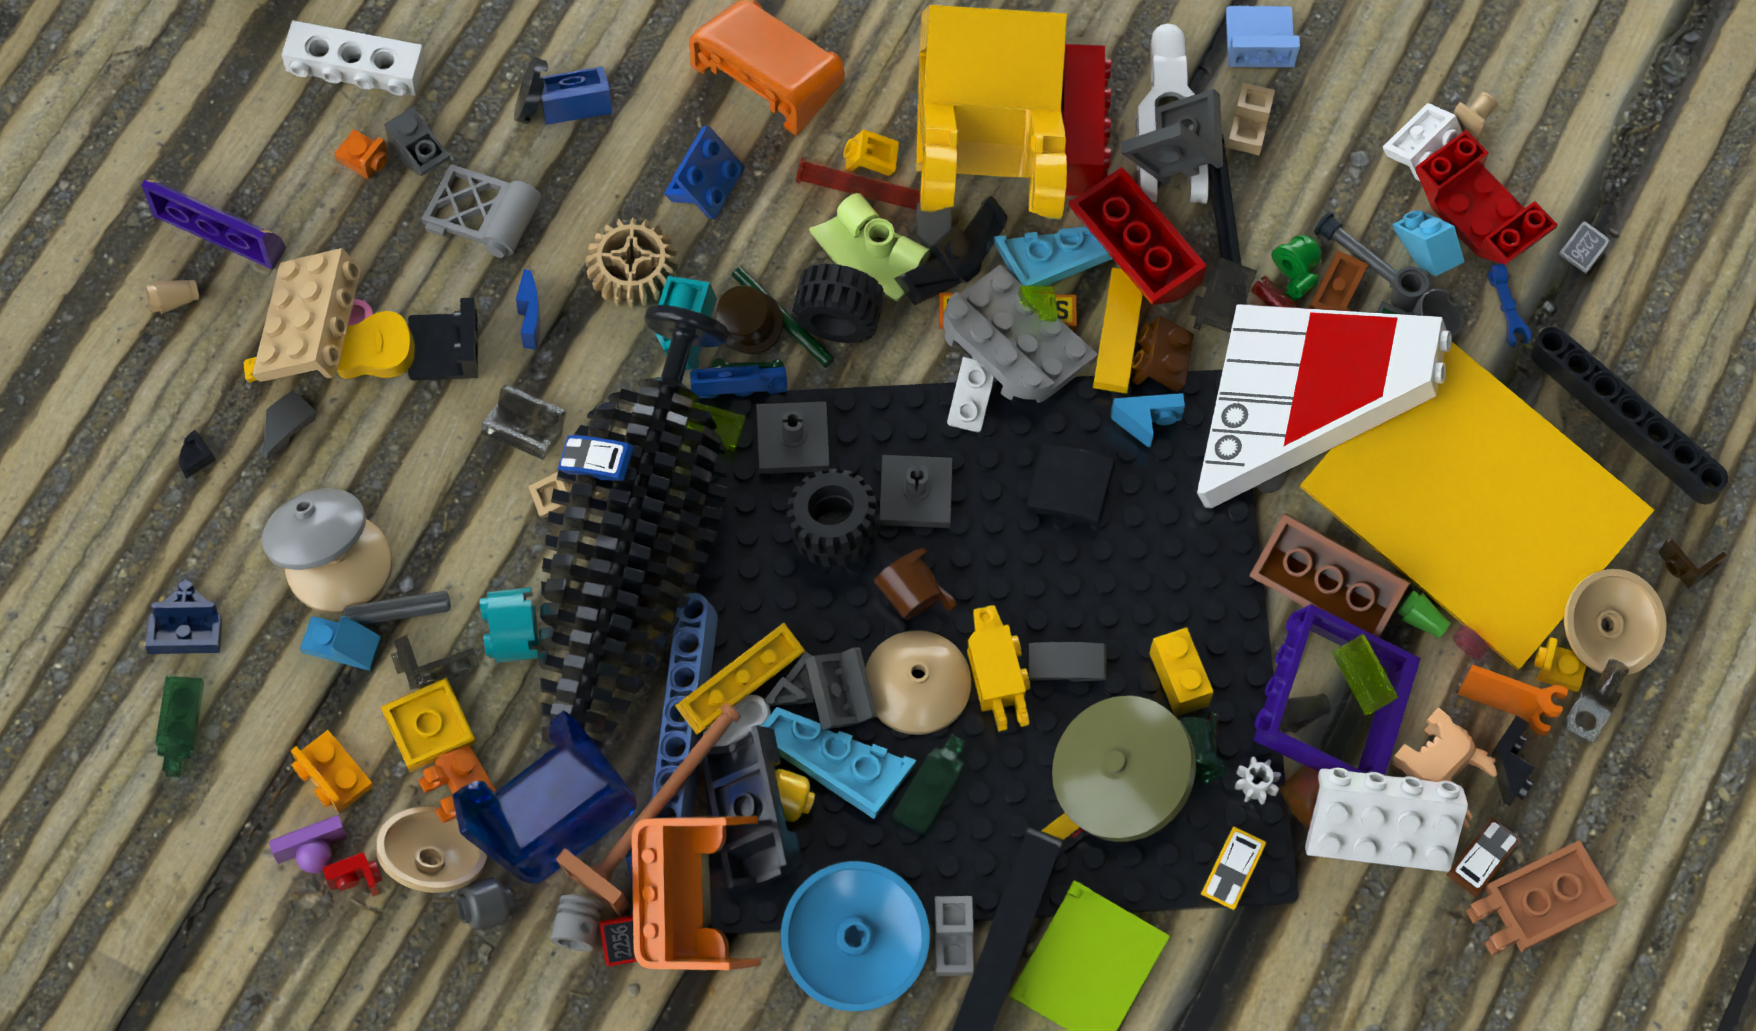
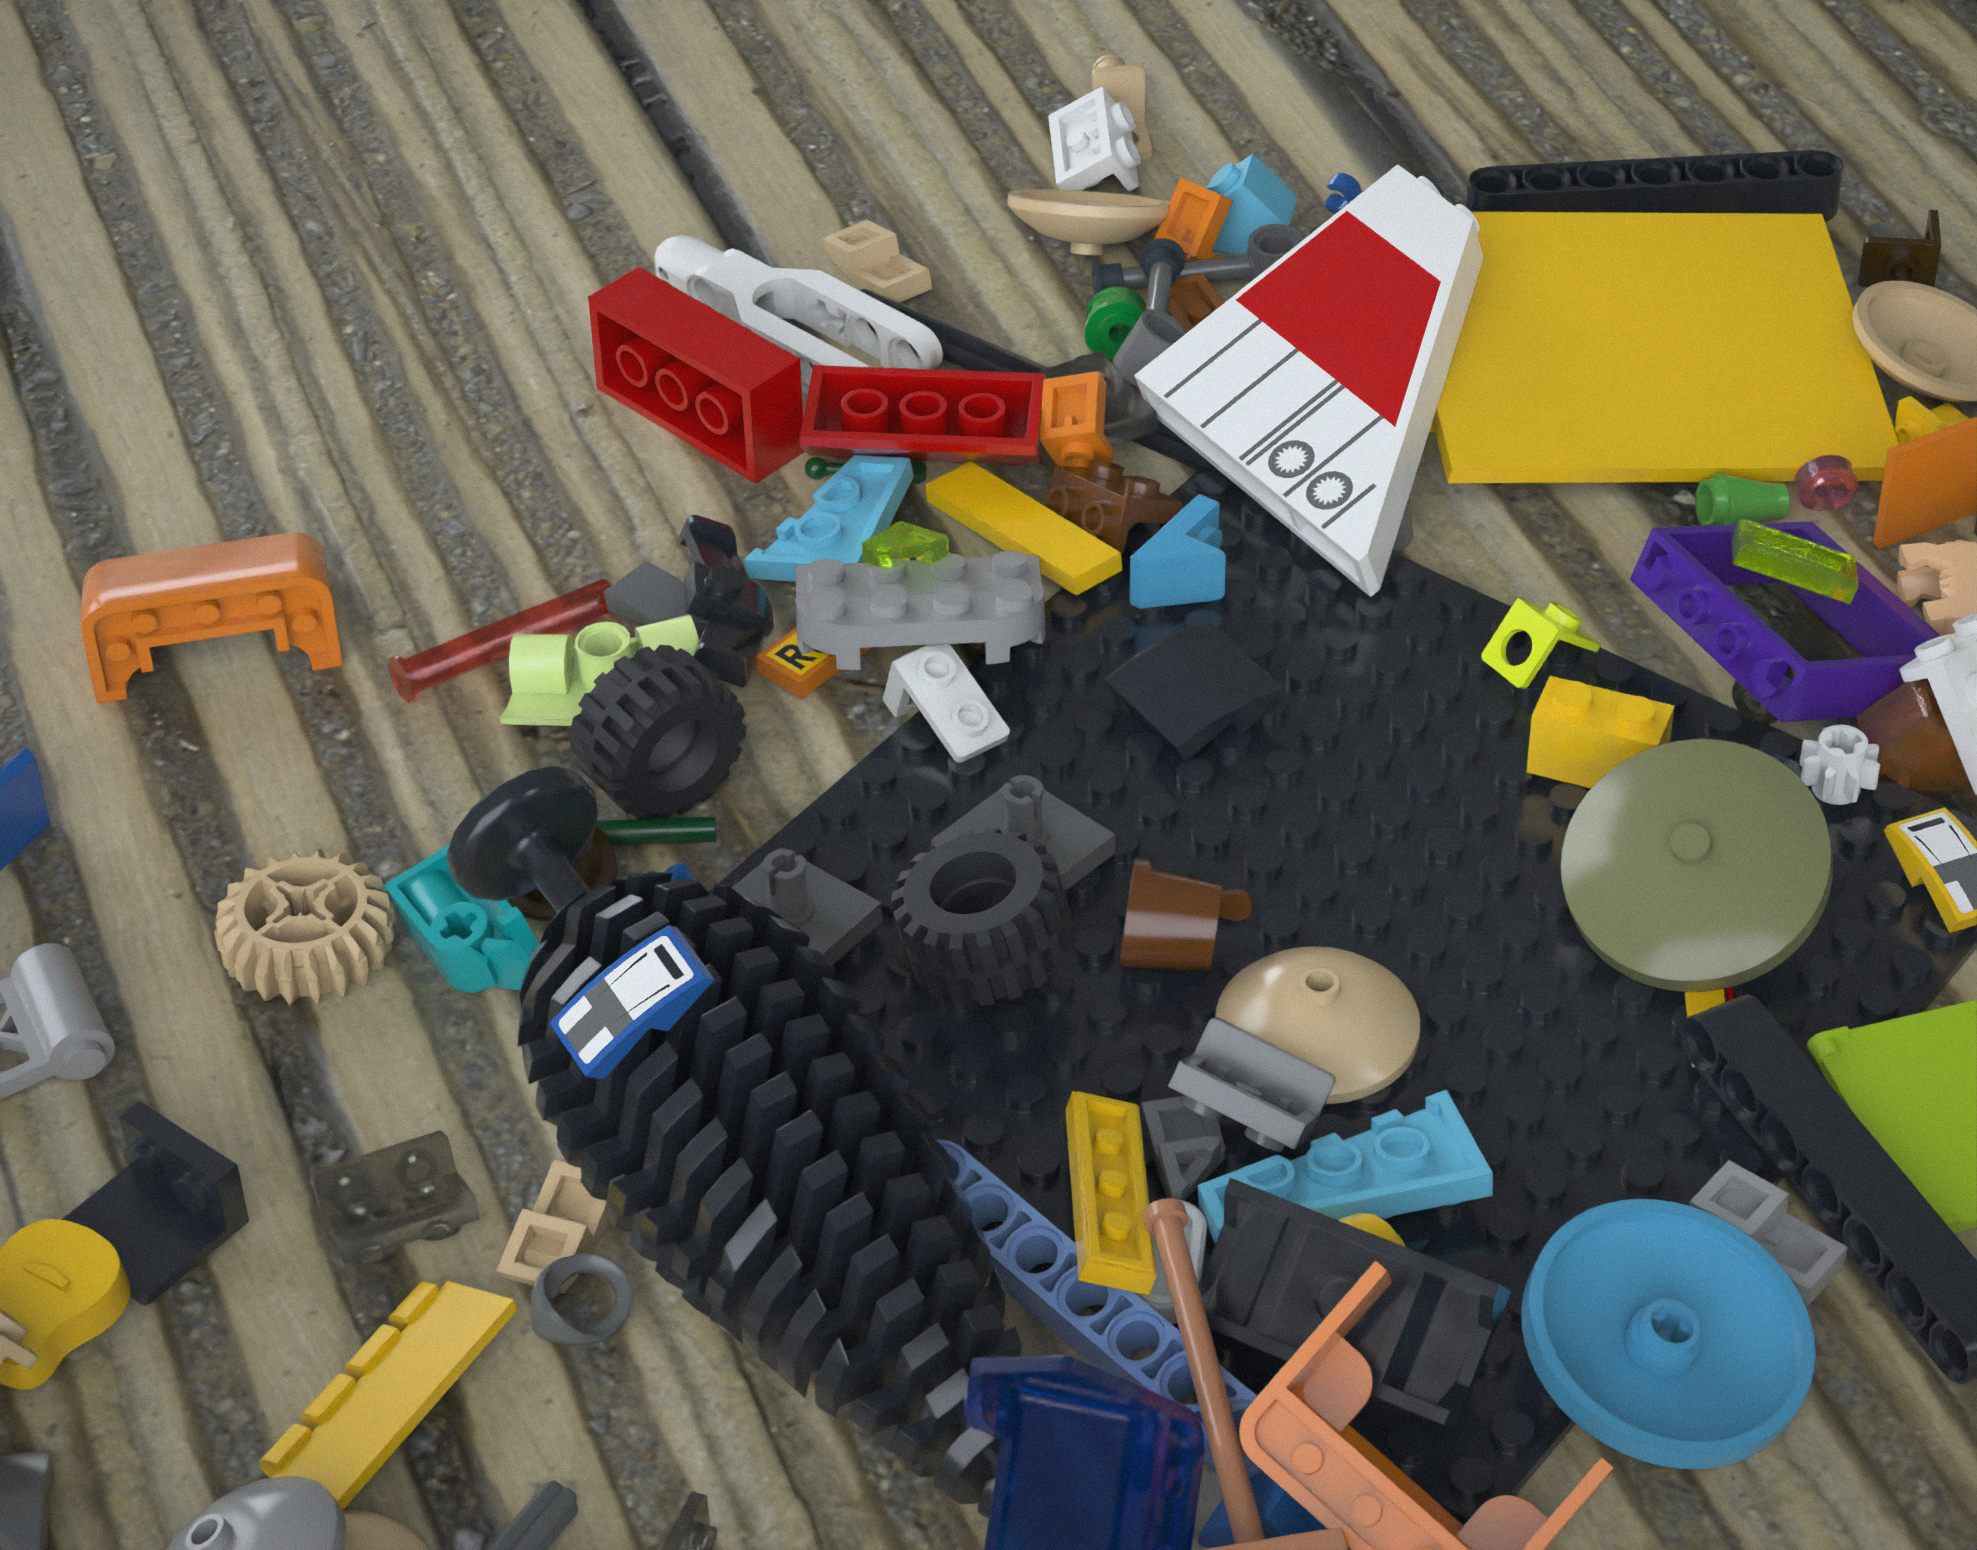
camera: 45 degrees left, 25 degrees down
(432, 504) = (388, 1387): none -> yellow windscreen
(510, 625) = (710, 1415): teal brick -> none
(520, 524) = (547, 1322): none -> dark grey piece
(528, 305) = (223, 1077): blue slope -> none
(706, 174) = (276, 767): blue bracket -> none
(871, 152) = (469, 593): yellow bracket -> none
(930, 787) = (1502, 1104): clear green hinge -> none
(991, 102) = (571, 390): yellow piece -> none
(996, 667) = (1398, 917): yellow hinge -> none
(1067, 661) = (1459, 841): dark grey slope -> none
(1174, 146) = (847, 285): dark grey bracket -> none
(1191, 300) = (1075, 419): none -> orange bracket
(1237, 598) = (1545, 629): none -> neon yellow bracket
(1261, 36) = (786, 192): light blue bracket -> none
(1282, 288) = (1155, 329): none -> dark grey piece
(1329, 575) = (1588, 530): dark orange slope -> none
(1364, 180) = (1088, 217): none -> tan dish
(1393, 235) = (1195, 220): none -> orange bracket
(1478, 204) = (1296, 153): red slope -> none
(1585, 247) = (1388, 111): slope -> none

